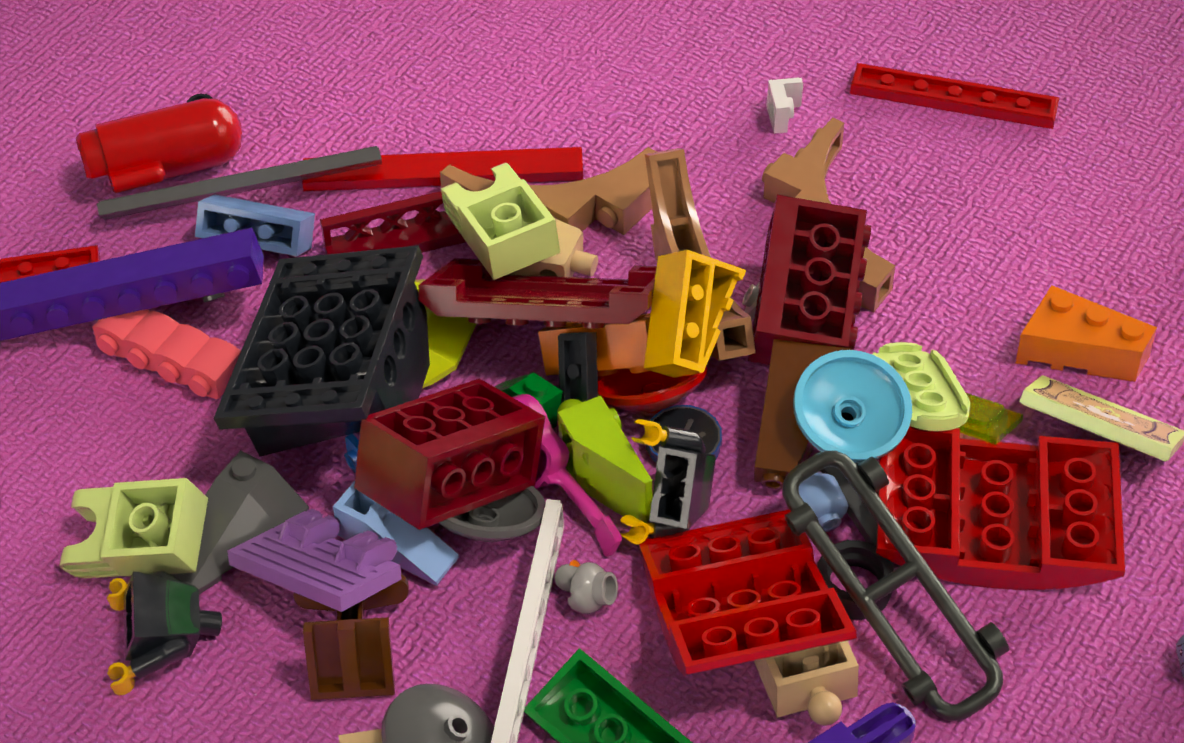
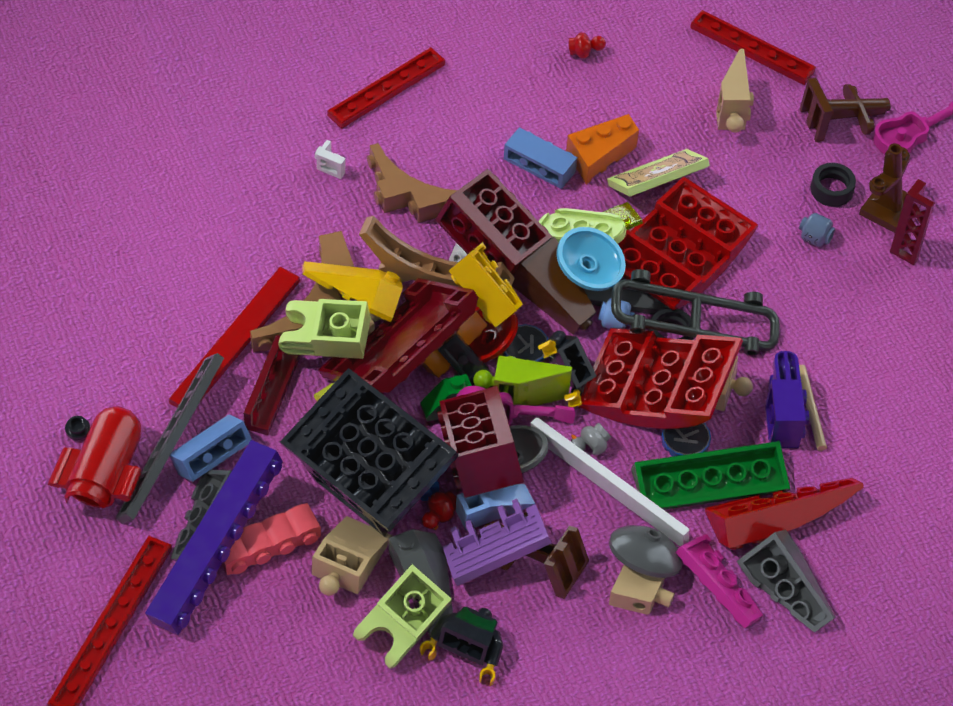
camera: 60 degrees left, 5 degrees up
(185, 434) = (348, 556): none -> tan slope
(320, 486) = (441, 509): none -> red animal
(603, 227) = (362, 284): none -> yellow wedge
(693, 701) = (686, 440): none -> black tile
(998, 288) = (540, 158): none -> medium blue brick

